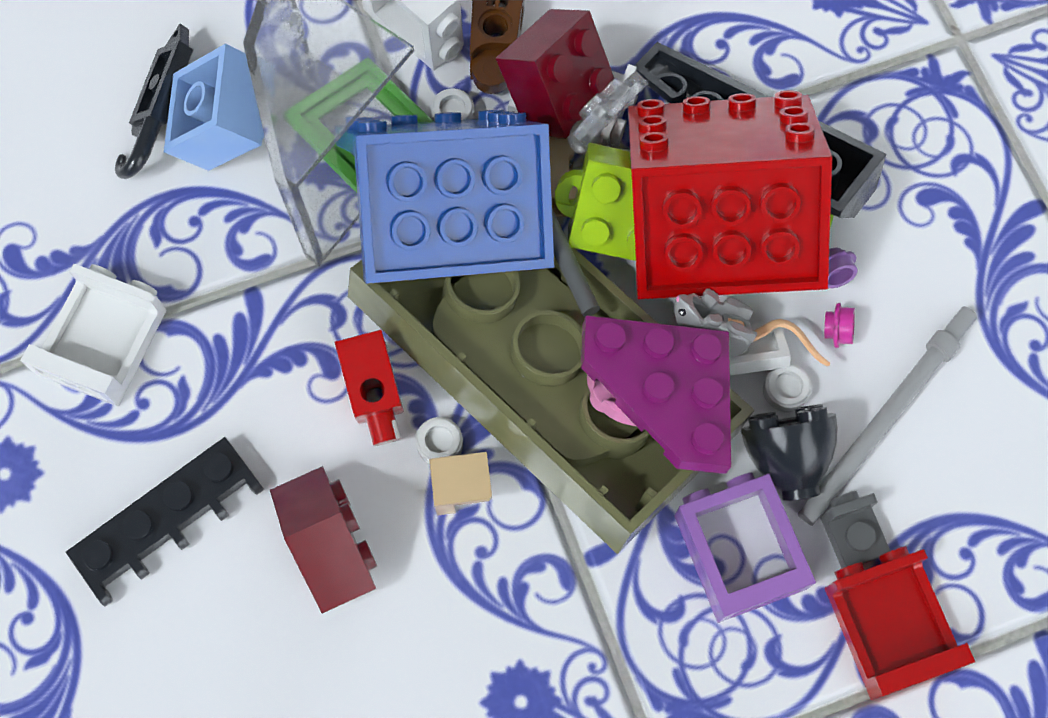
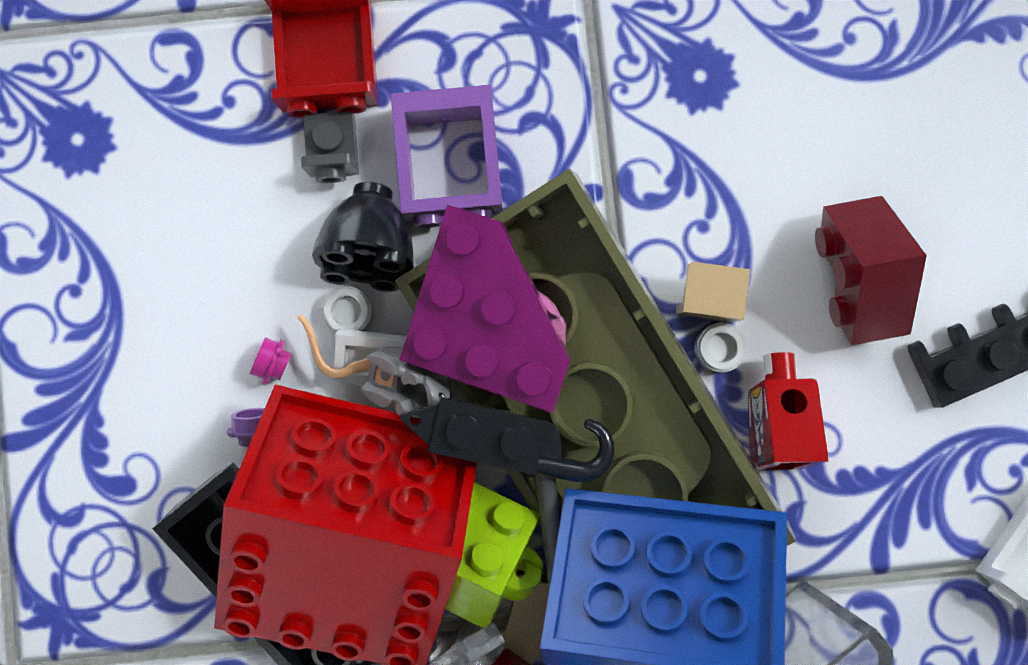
camera: 165 degrees left, 15 degrees up
(619, 287) = (505, 439): none -> black plate
(939, 349) = (174, 310): light grey bar -> none

